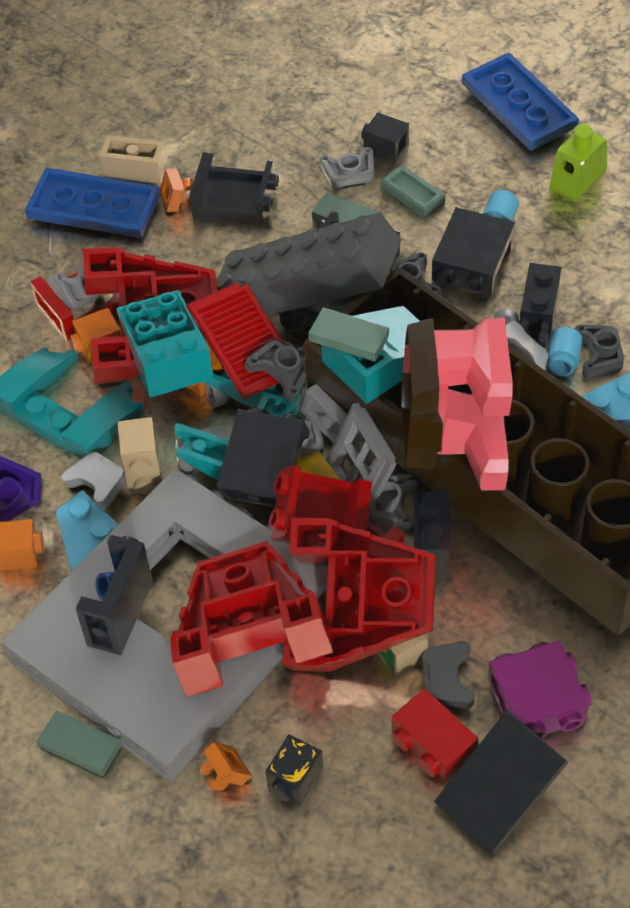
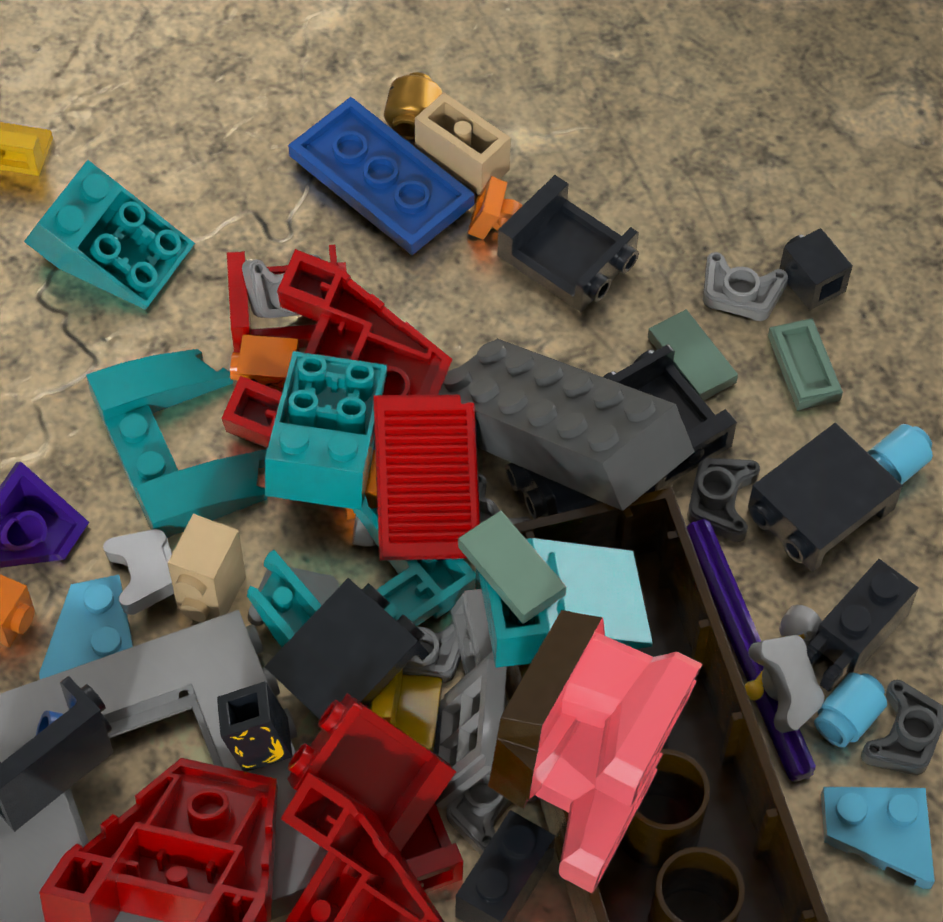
camera: 25 degrees right, 5 degrees up
(84, 154) = (407, 99): none -> pearl gold head
(236, 516) = (254, 727): none -> black brick
(282, 364) = (444, 525): dark grey piece -> none

